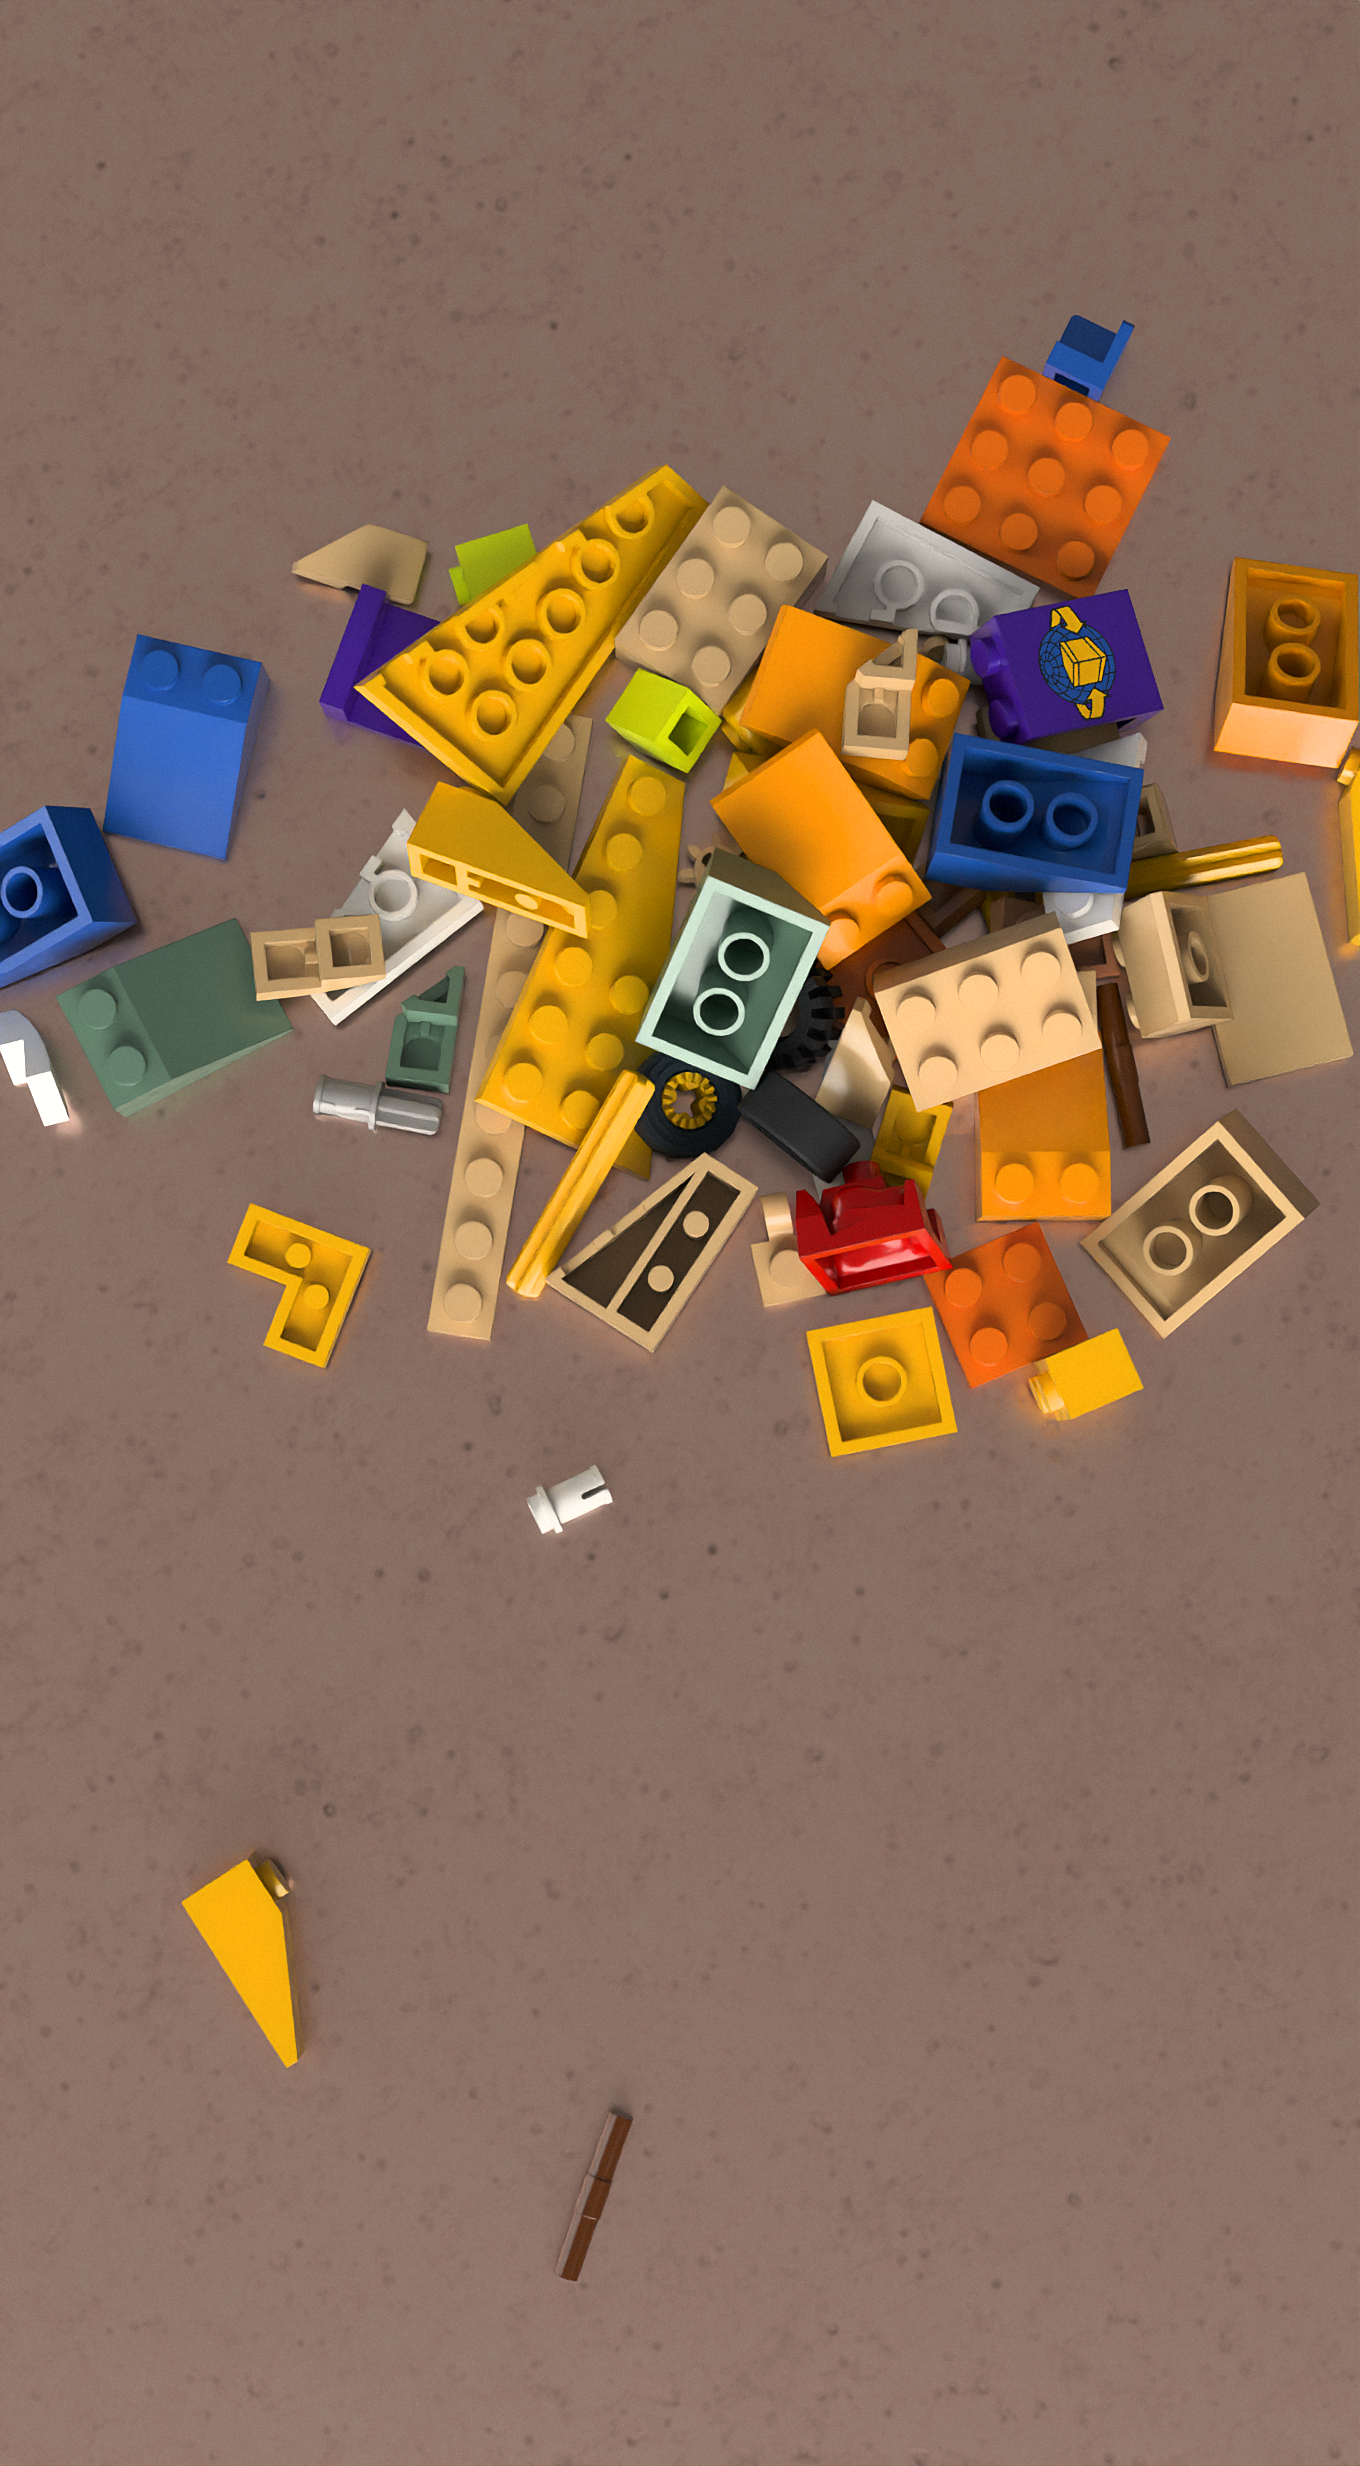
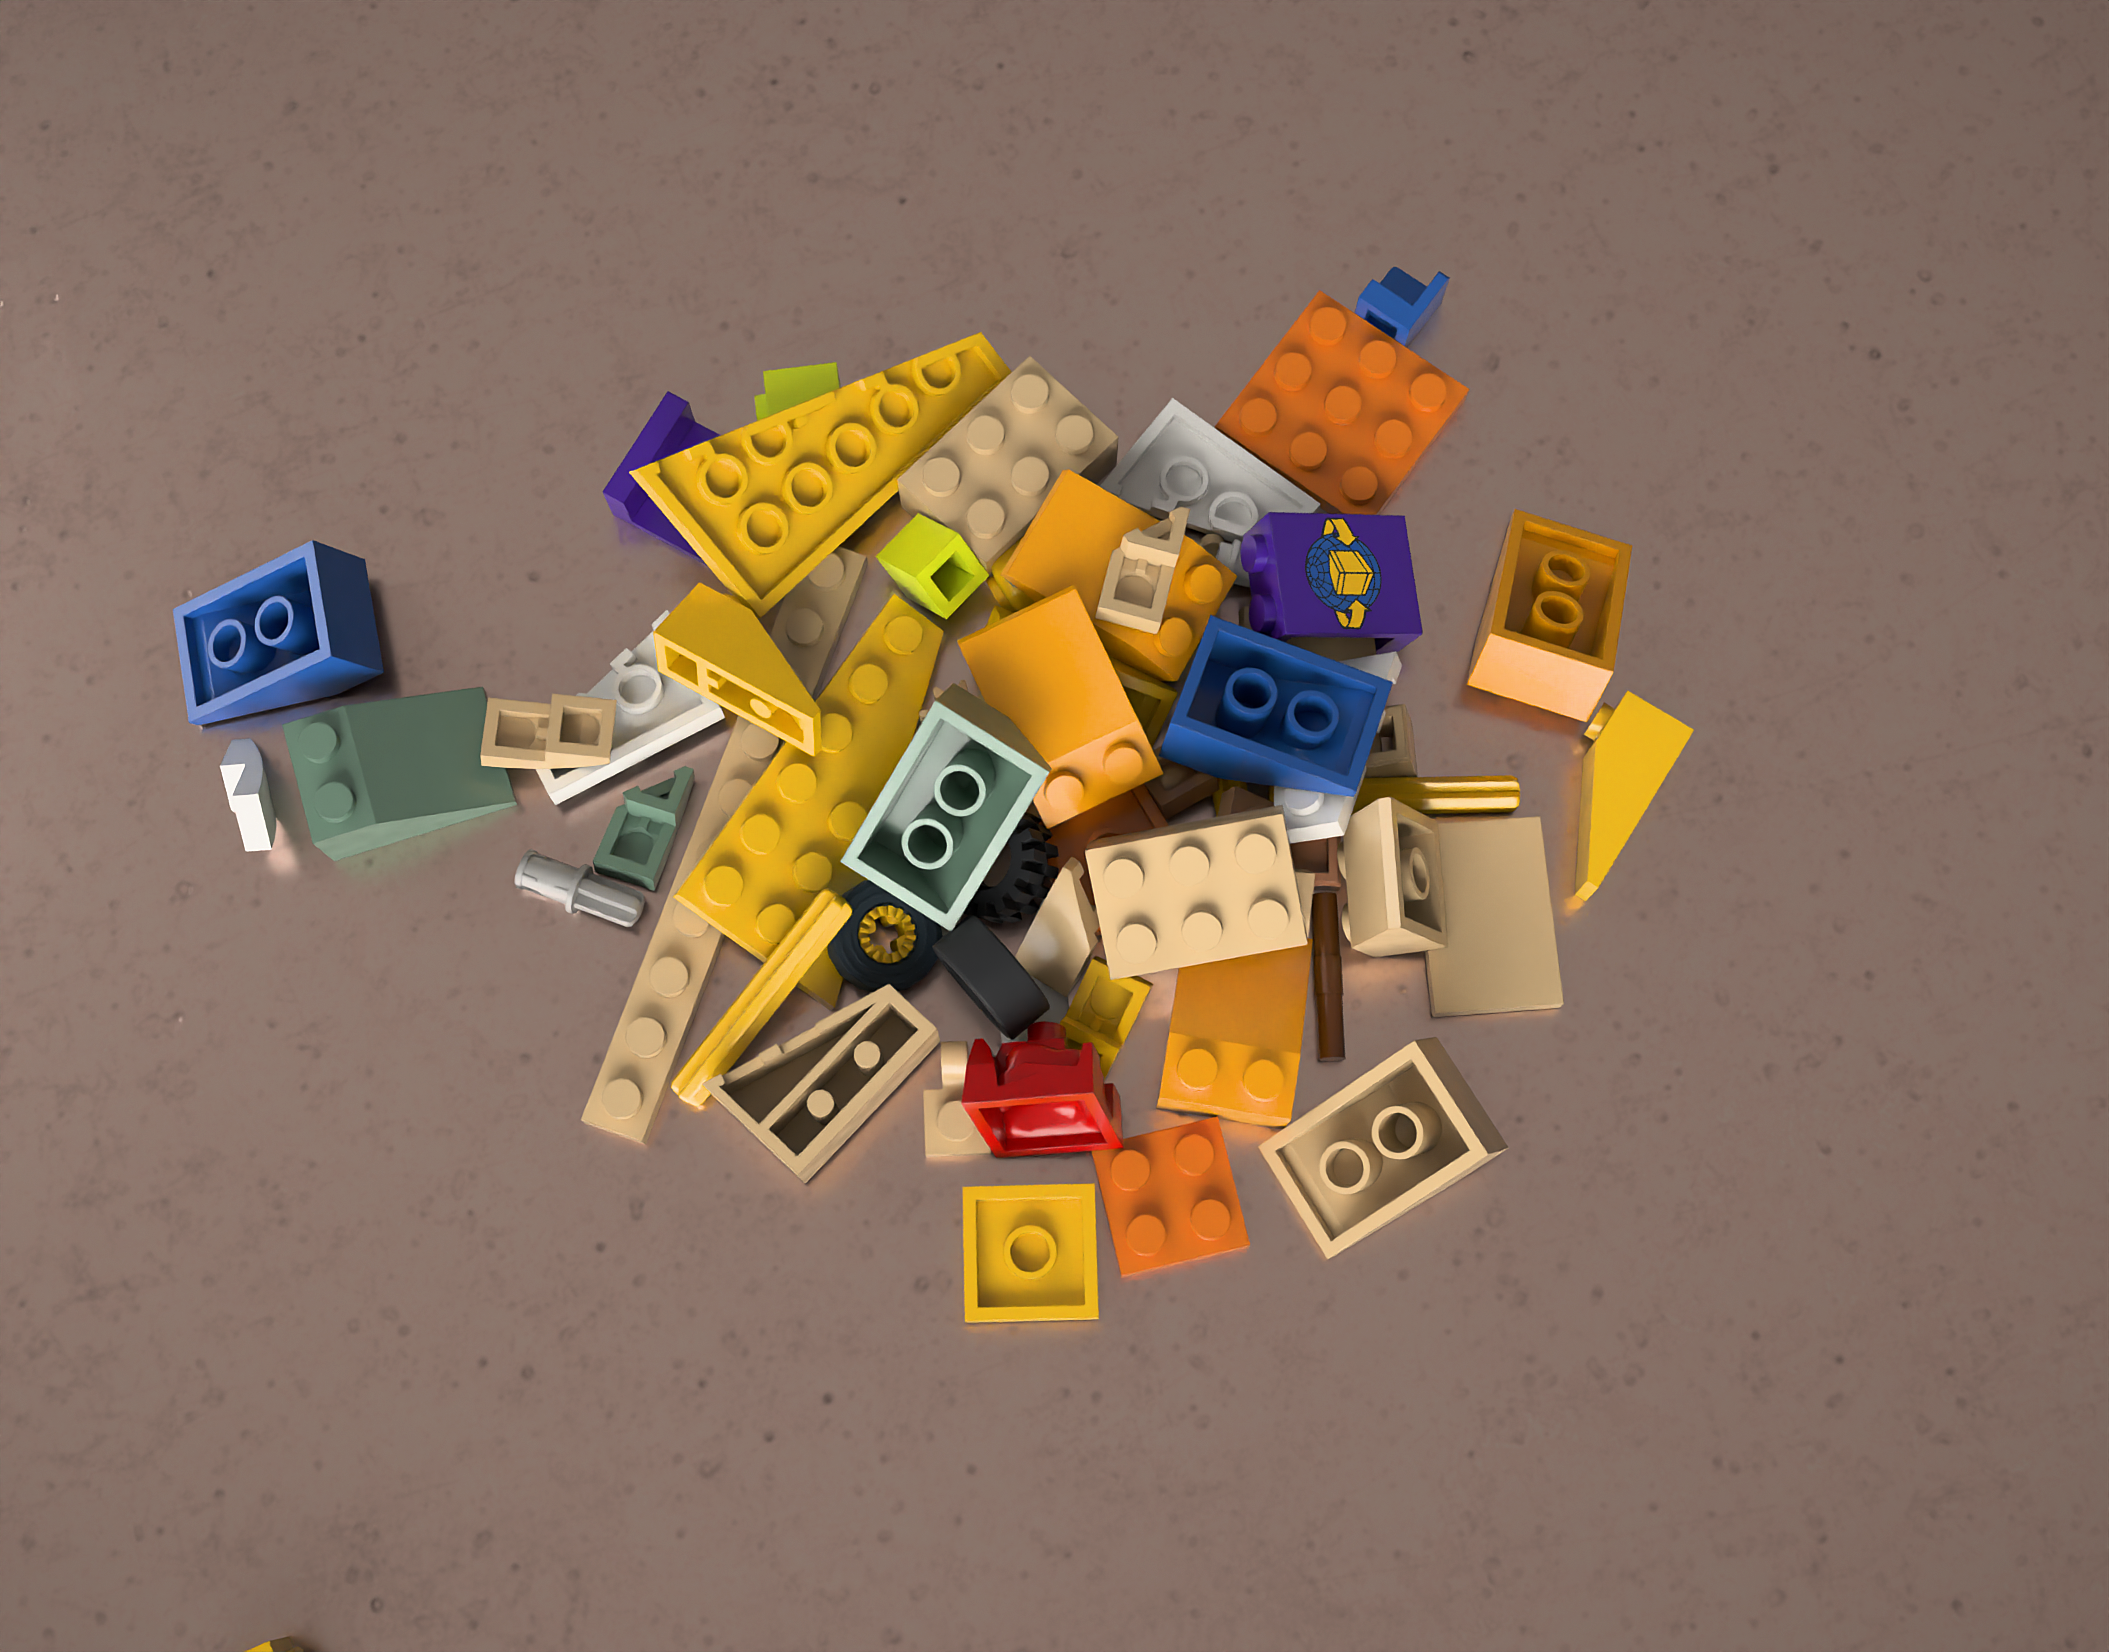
camera: 10 degrees right, 10 degrees down
(184, 746) = (468, 515): blue slope -> none
(318, 1277) = (483, 1045): yellow plate -> none
(369, 557) = (684, 371): tan slope -> none
(568, 1499) = (684, 1319): white pin -> none
(1084, 1376) = (1237, 1280): yellow brick -> none

